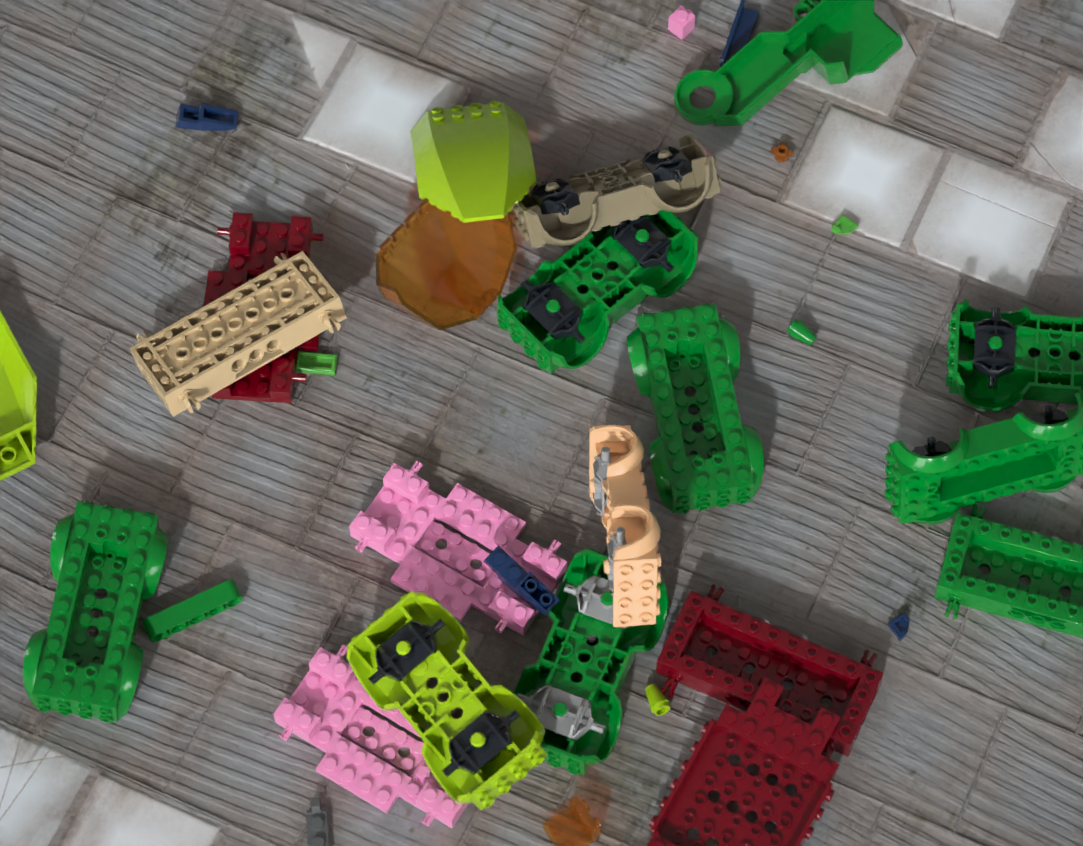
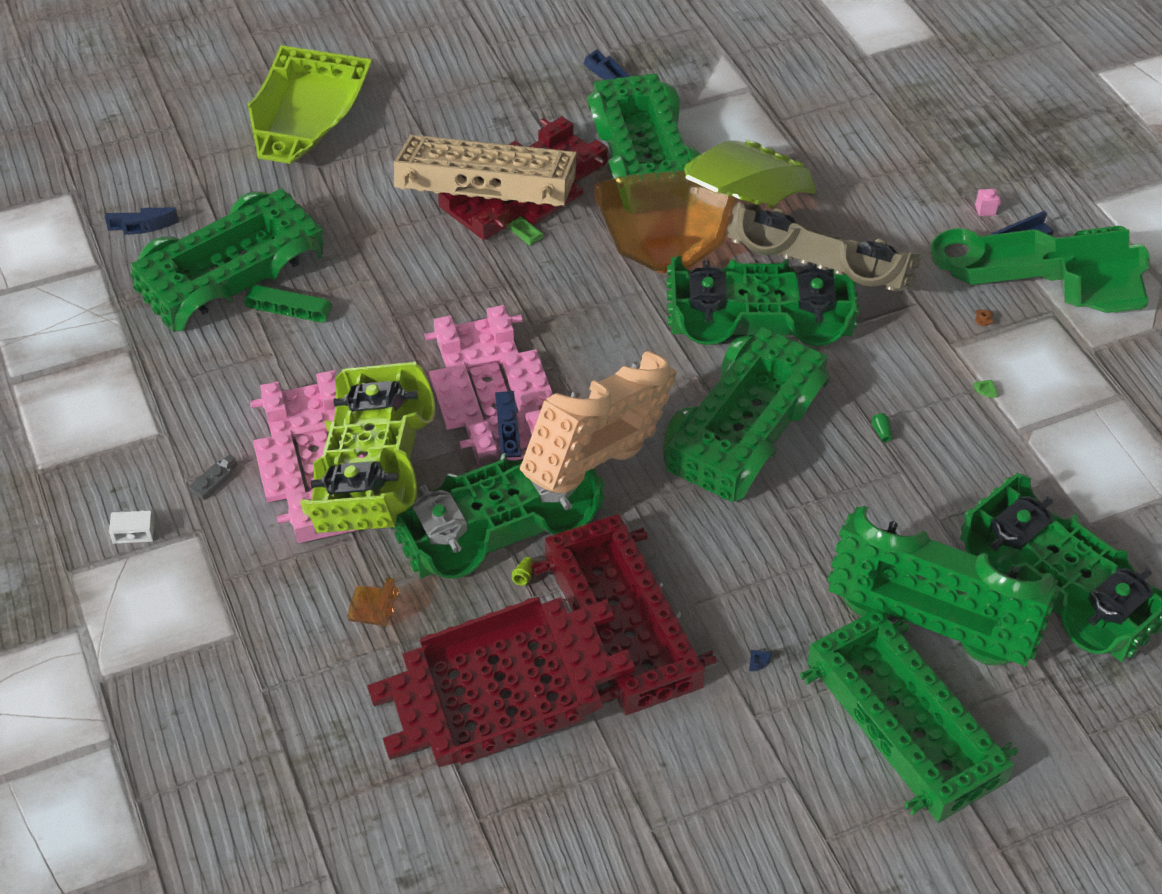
camera: 40 degrees right, 15 degrees down
(304, 141) = (640, 106): none -> green piece

